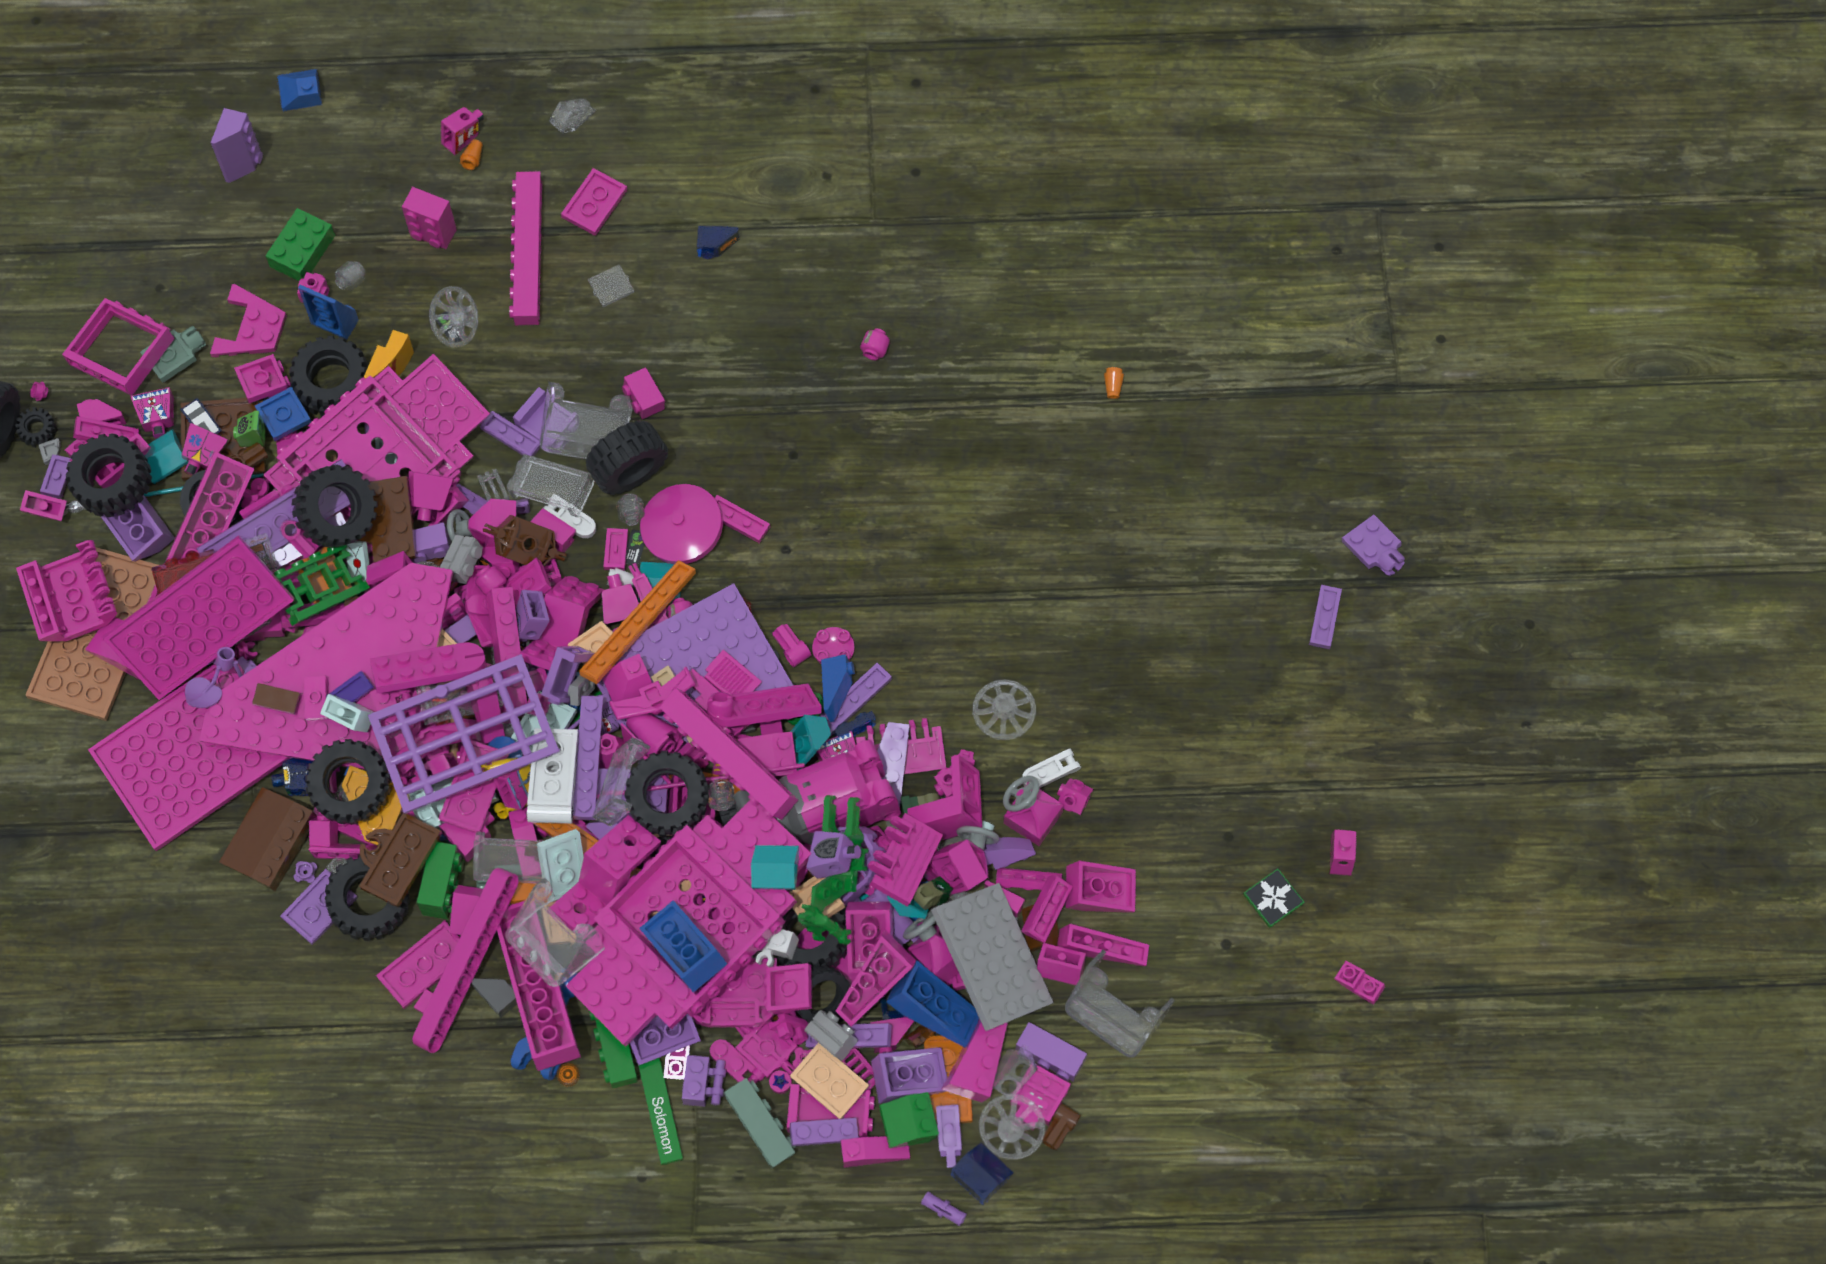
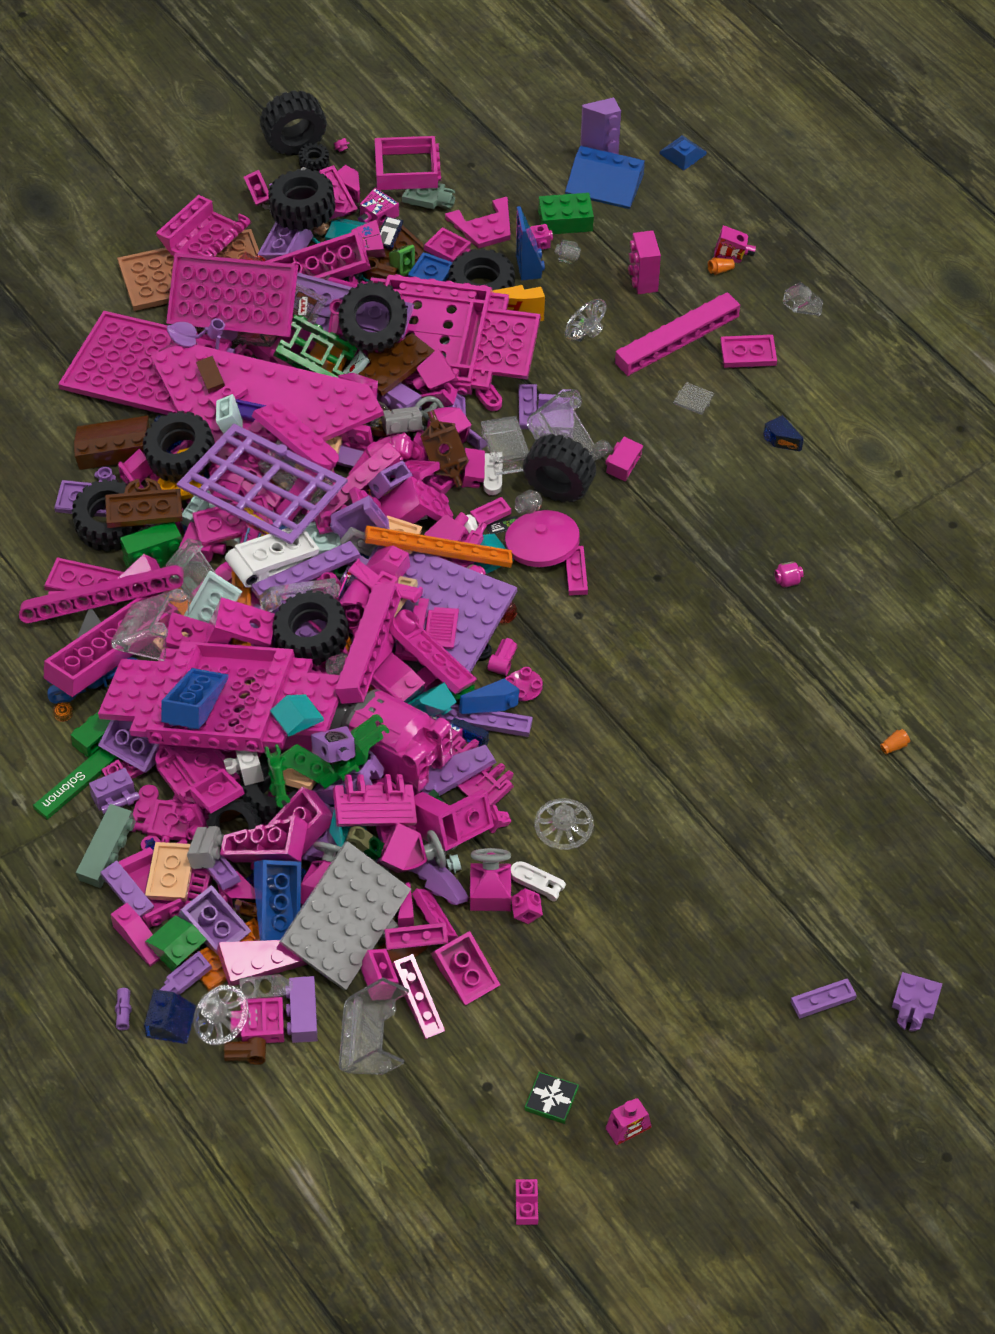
camera: 55 degrees right, 15 degrees down
(280, 180) = (606, 176): none -> blue slope
(475, 463) = (490, 399): none -> dark pink plate
(488, 477) = (474, 414): clear tile -> none

